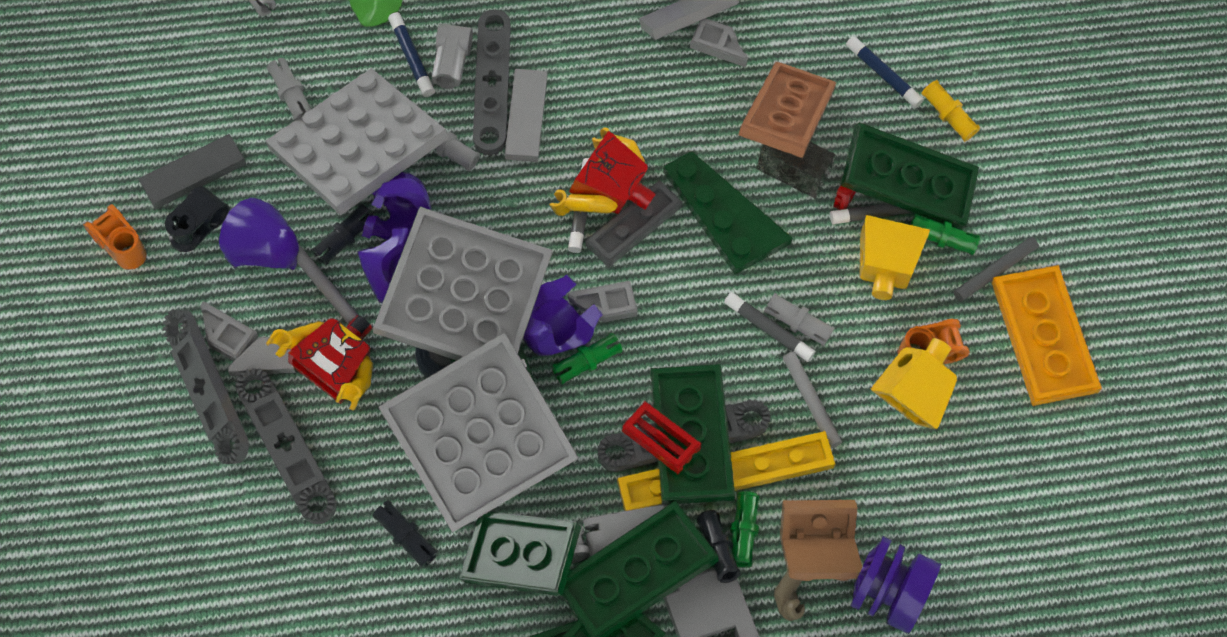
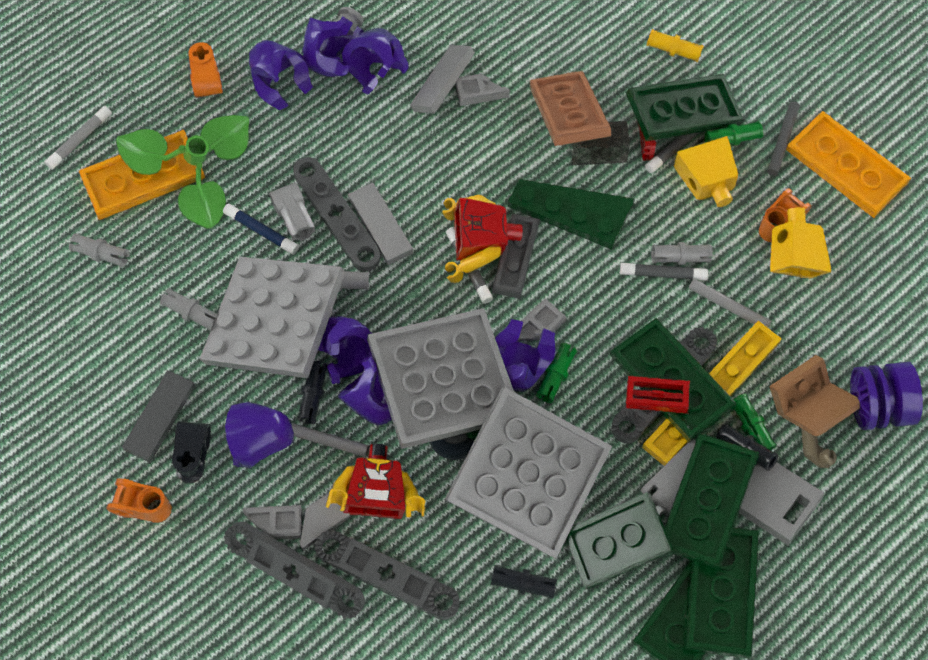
camera: 30 degrees left, 0 degrees up
(884, 72) = (608, 44): dark blue bar -> none

